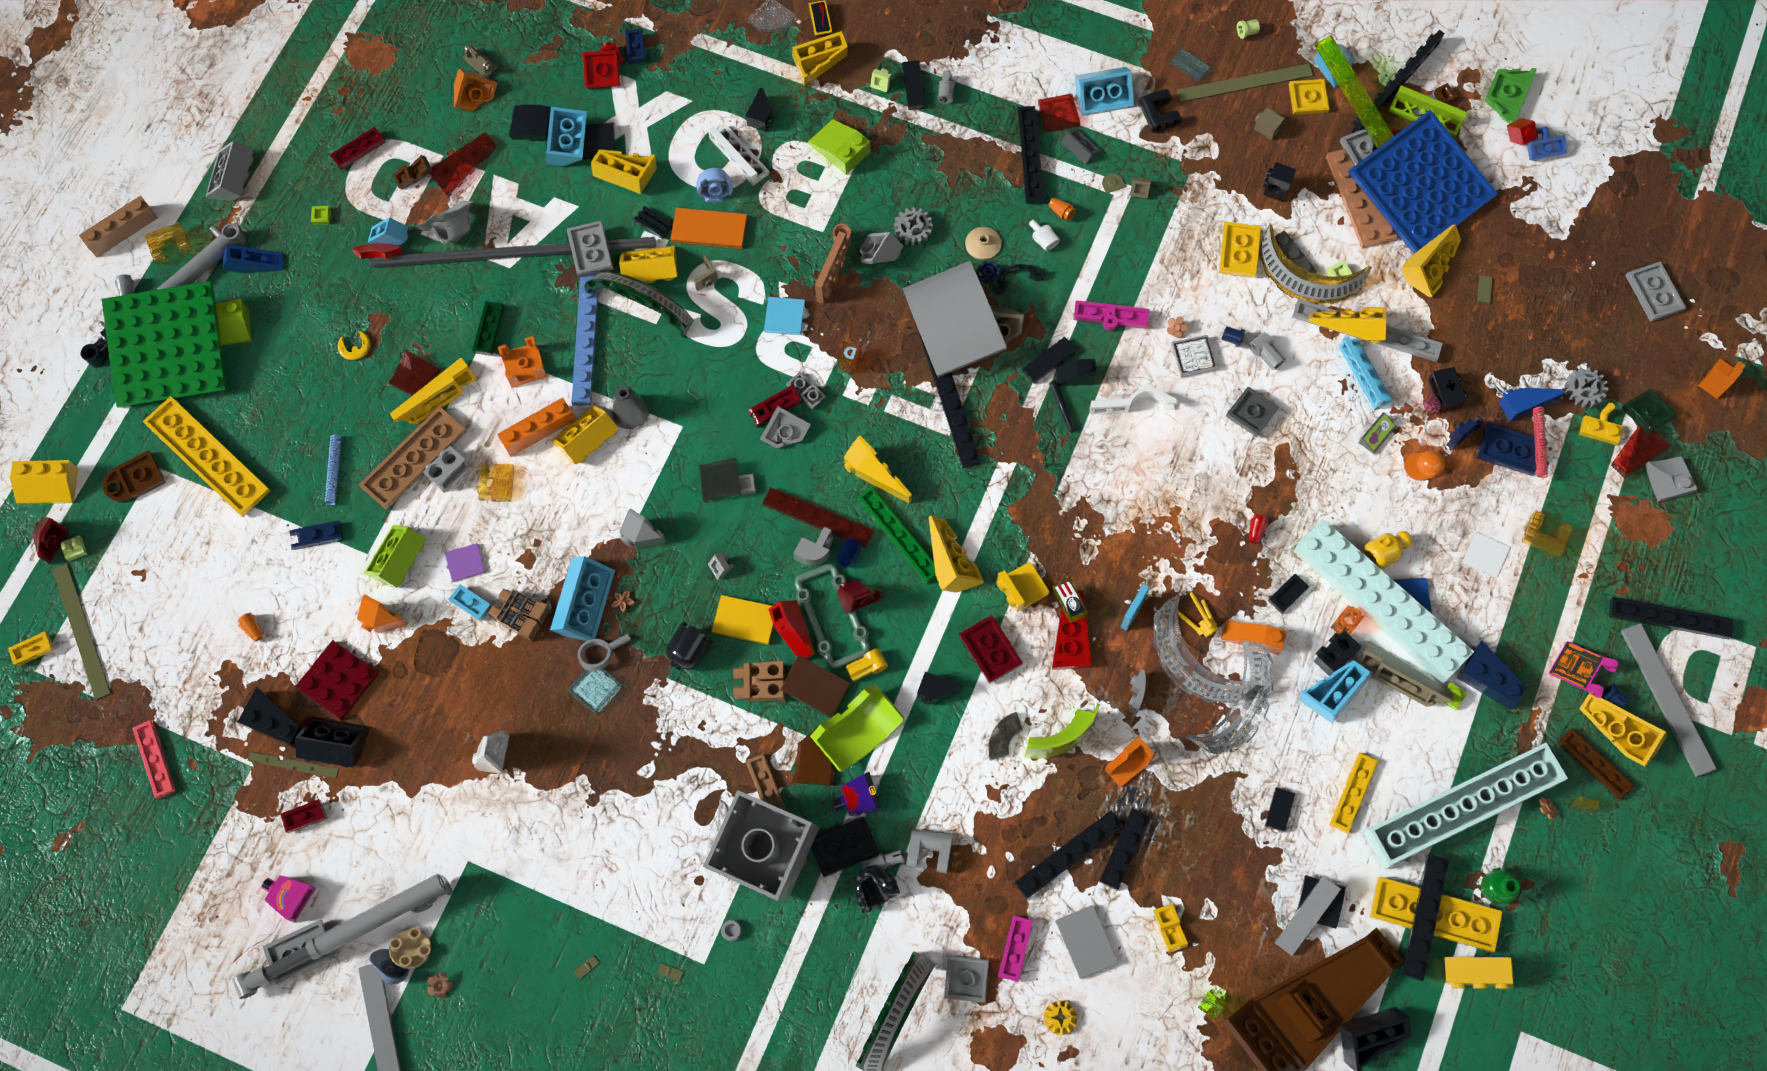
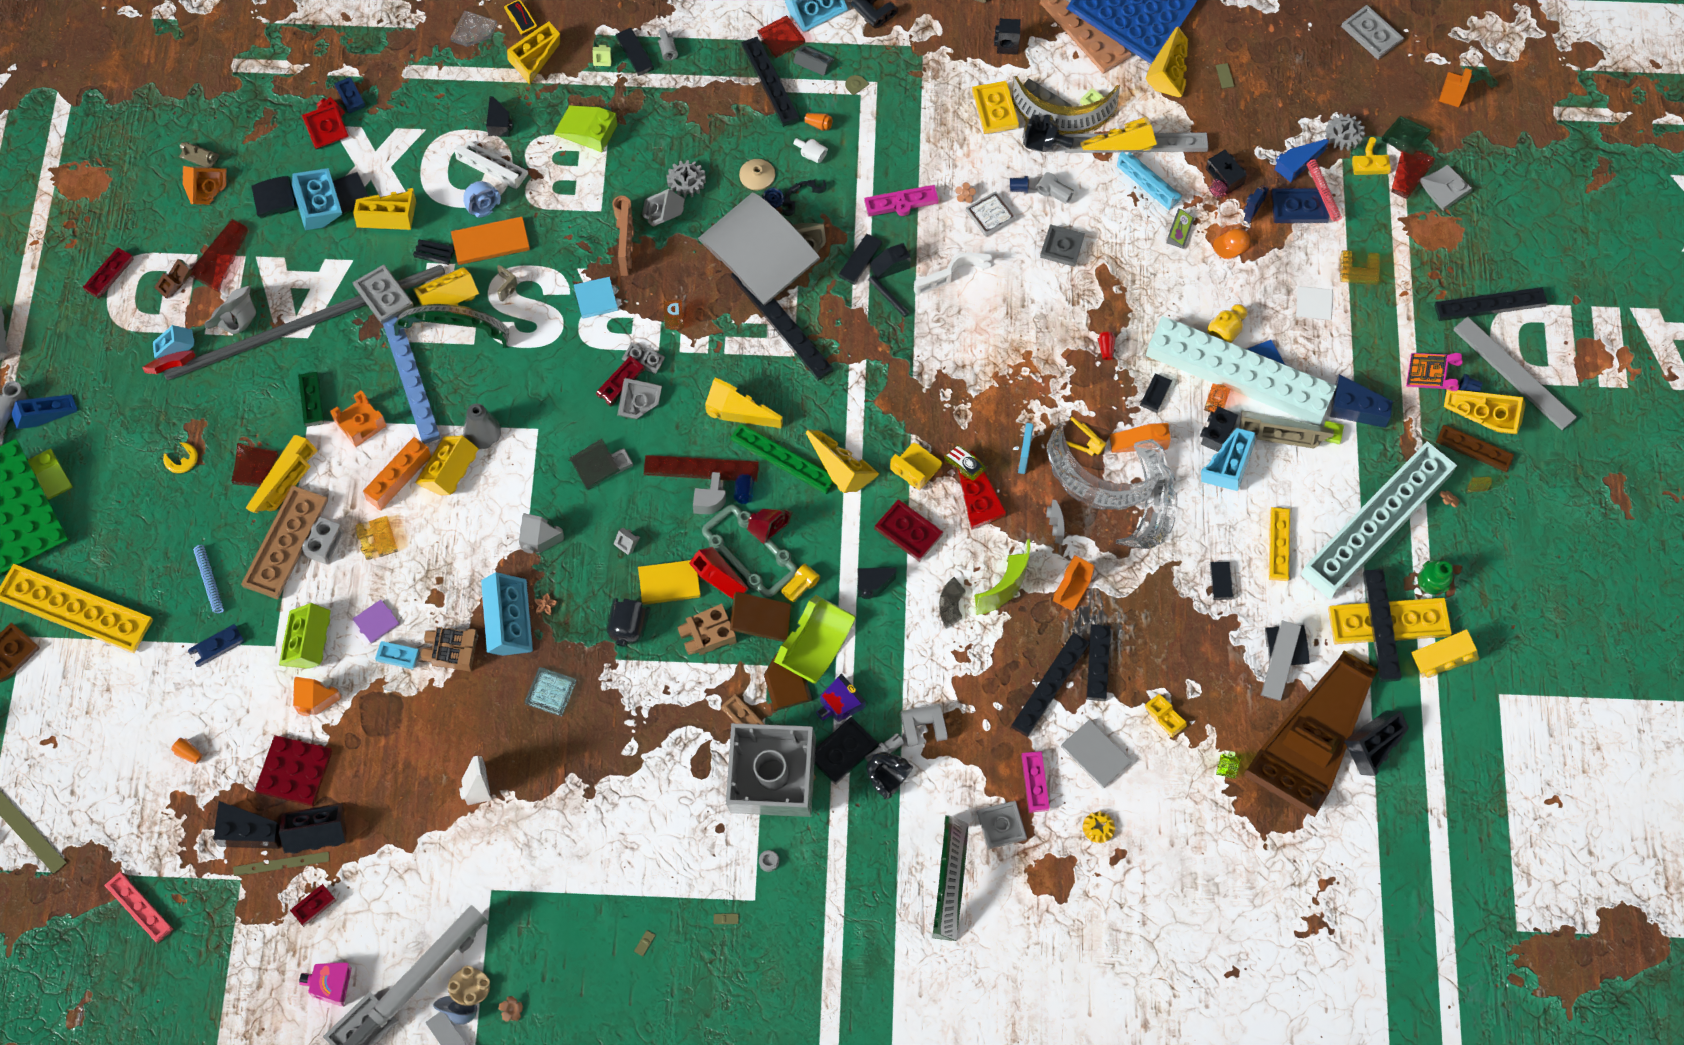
camera: 25 degrees left, 5 degrees down
(321, 215) = (96, 347): lime tile -> none
(611, 646) = (541, 648): light grey piece -> none
(1140, 187) = (883, 79): dark tan tile -> none
(1277, 293) = (1044, 136): none -> black piece

